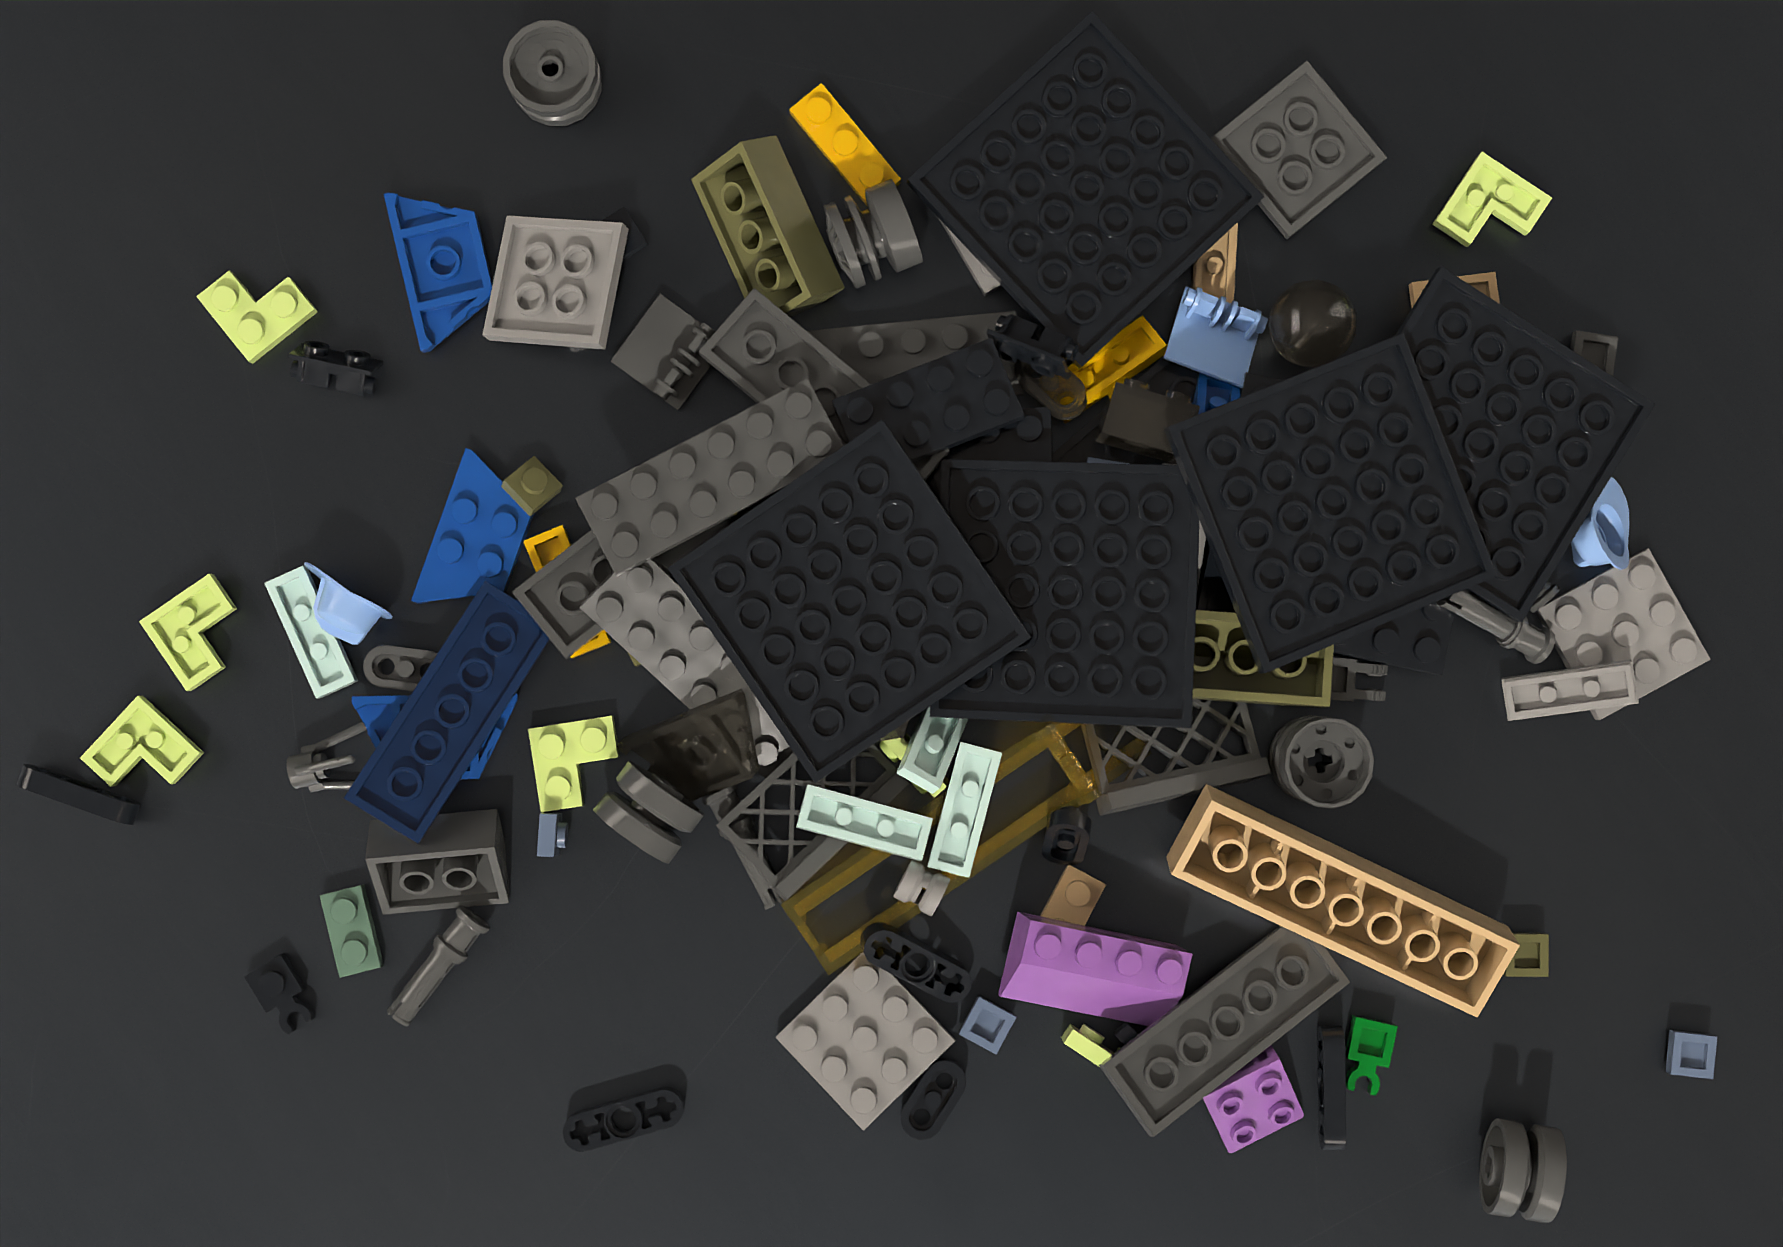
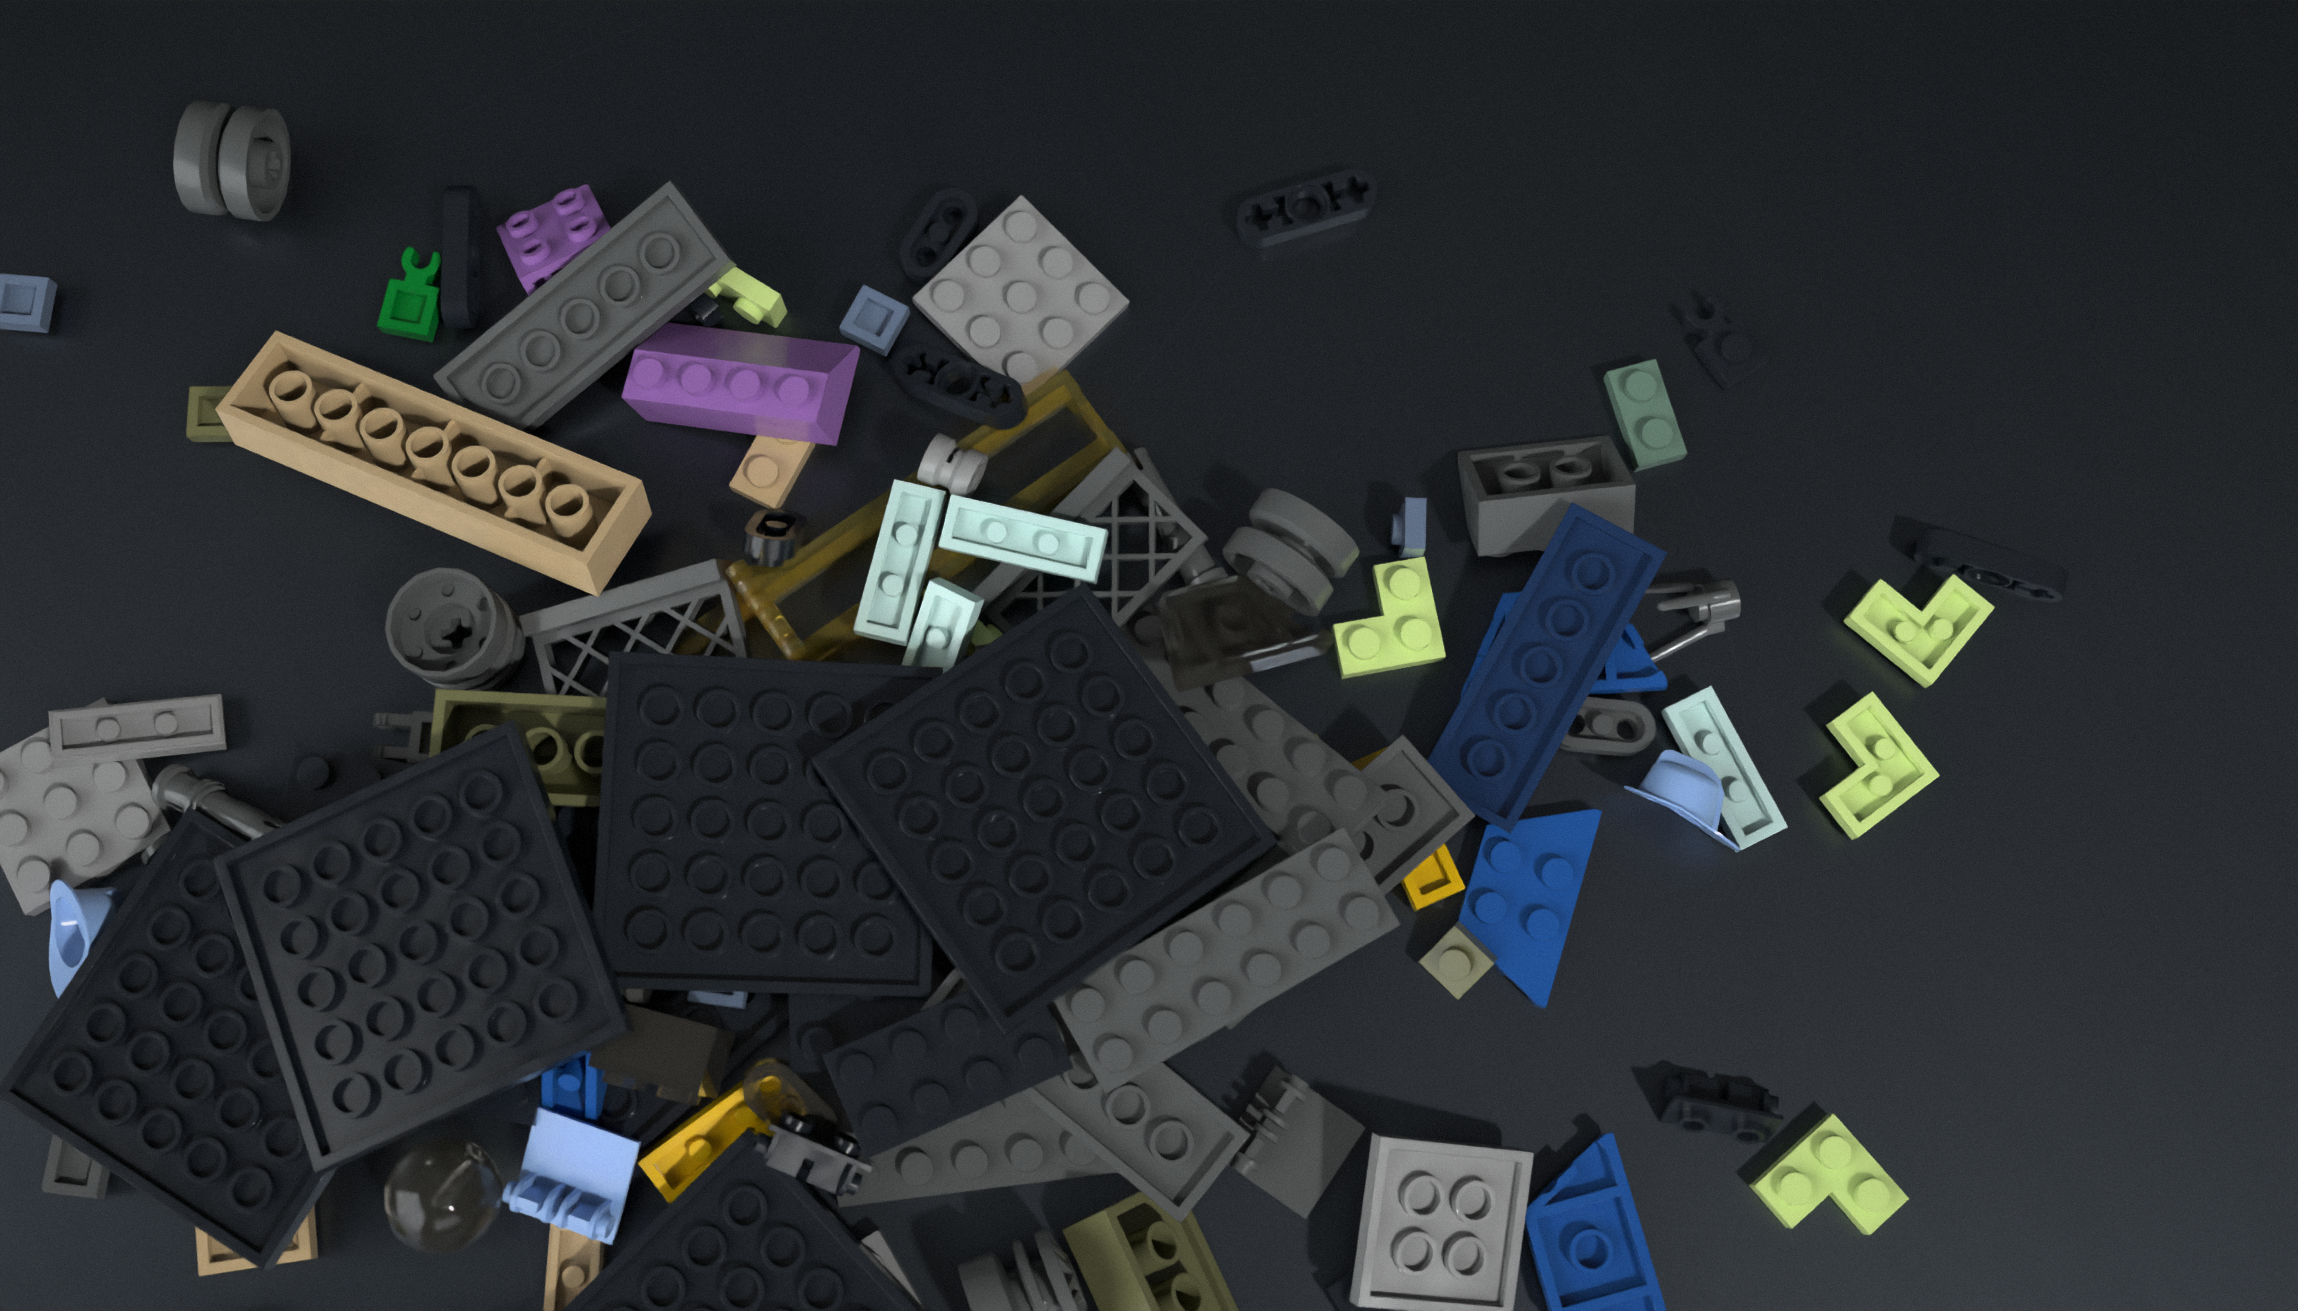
camera: 175 degrees right, 10 degrees down
(448, 950) = (1526, 392): dark grey pin -> none

